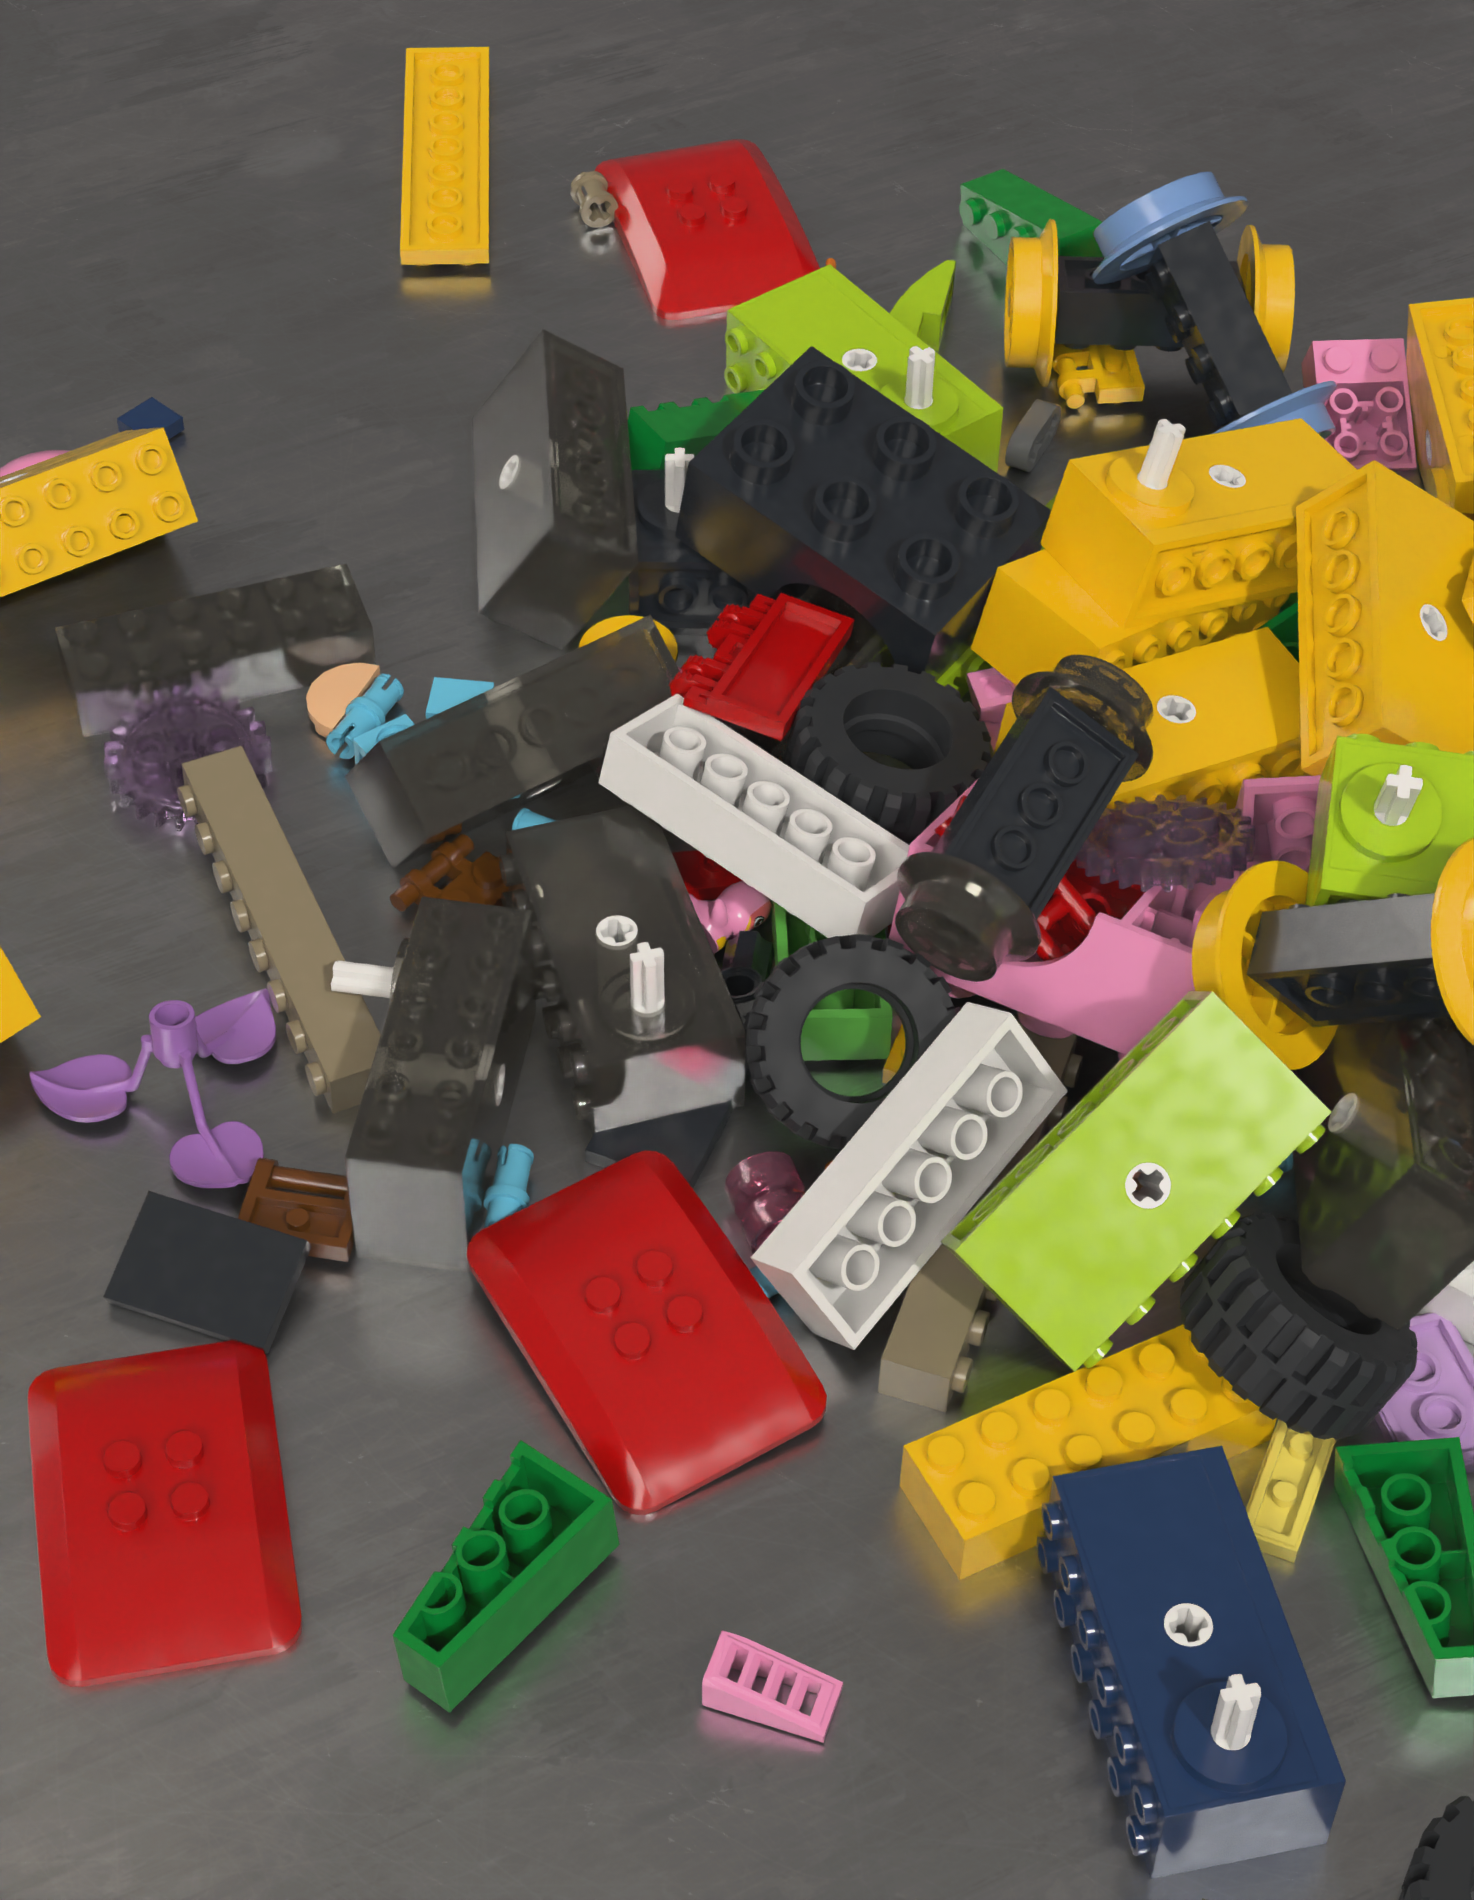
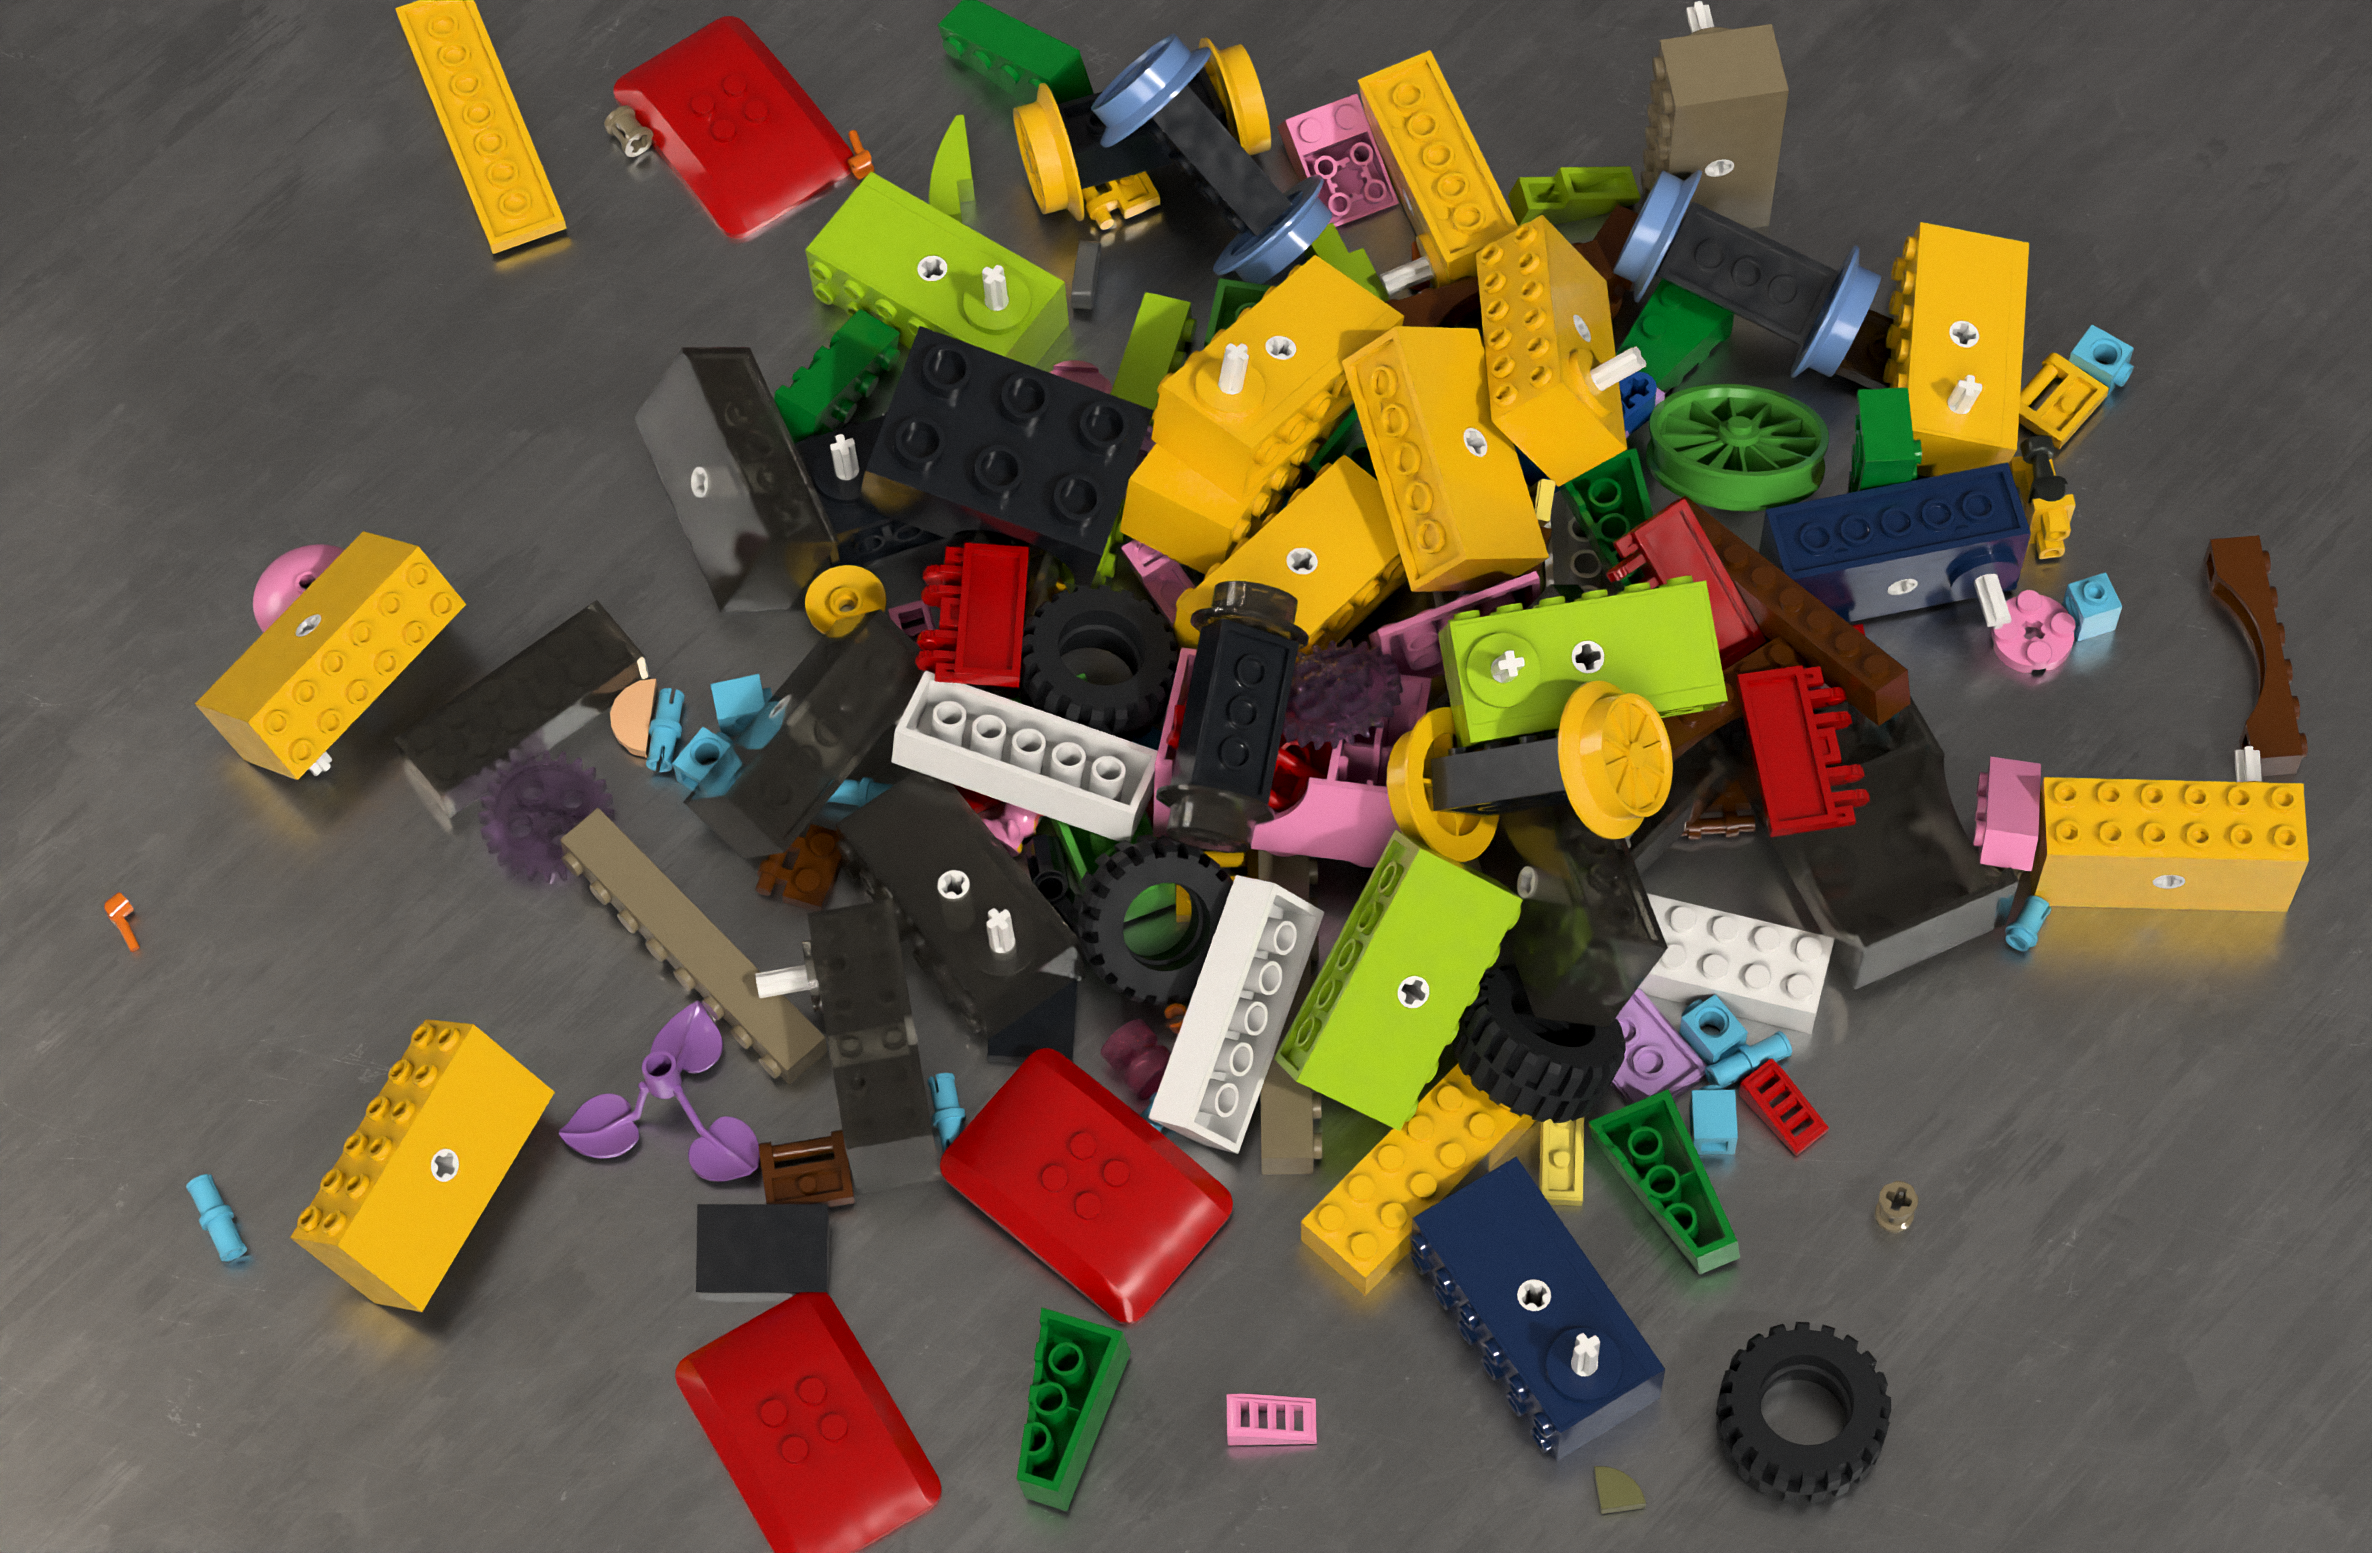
camera: 15 degrees left, 15 degrees up
(151, 415) = (360, 494): dark blue tile -> none

